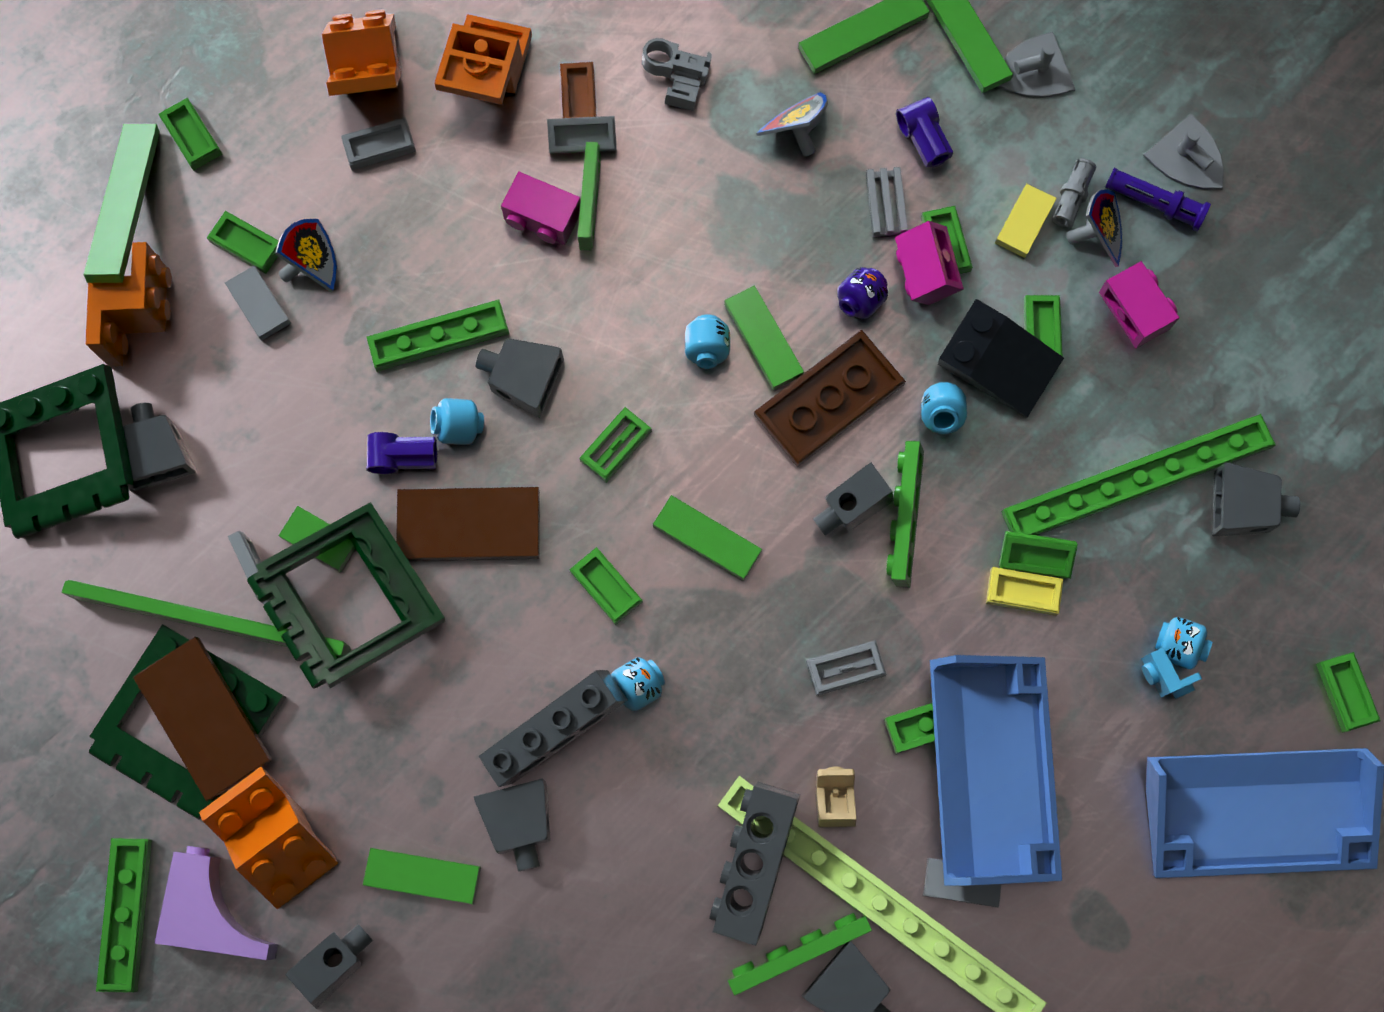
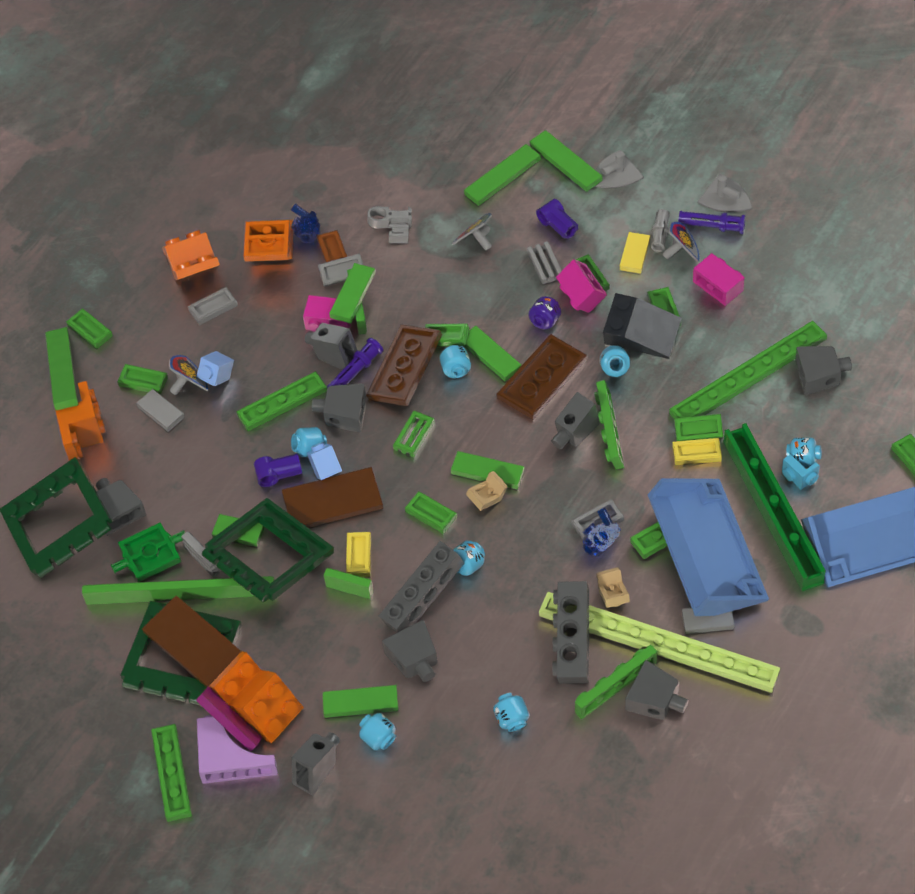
camera: 10 degrees left, 20 degrees down
(180, 542) = (149, 552): none -> green plate
(214, 865) = (229, 719): none -> magenta tile
(350, 258) = (215, 368): none -> light blue brick
(431, 938) = (377, 731): none -> medium azure head
(453, 677) = (348, 583): none -> bright green tile
(468, 463) = (323, 460): none -> light blue brick
(482, 628) = (358, 554): none -> light yellow tile
(533, 267) = (332, 344): none -> dark grey torso
(548, 45) = (307, 226): none -> clear blue piece
(571, 299) = (361, 360): none -> dark purple pin
(582, 187) = (352, 293): none -> bright green tile
(630, 326) = (404, 365): none -> reddish brown tile
(632, 963) = (511, 712): none -> medium azure head
(695, 579) = (487, 492): none -> tan bracket
(705, 289) = (451, 333): none -> bright green tile
(842, 706) = (600, 537): none -> clear blue piece
(1113, 724) = (774, 508): none -> green tile

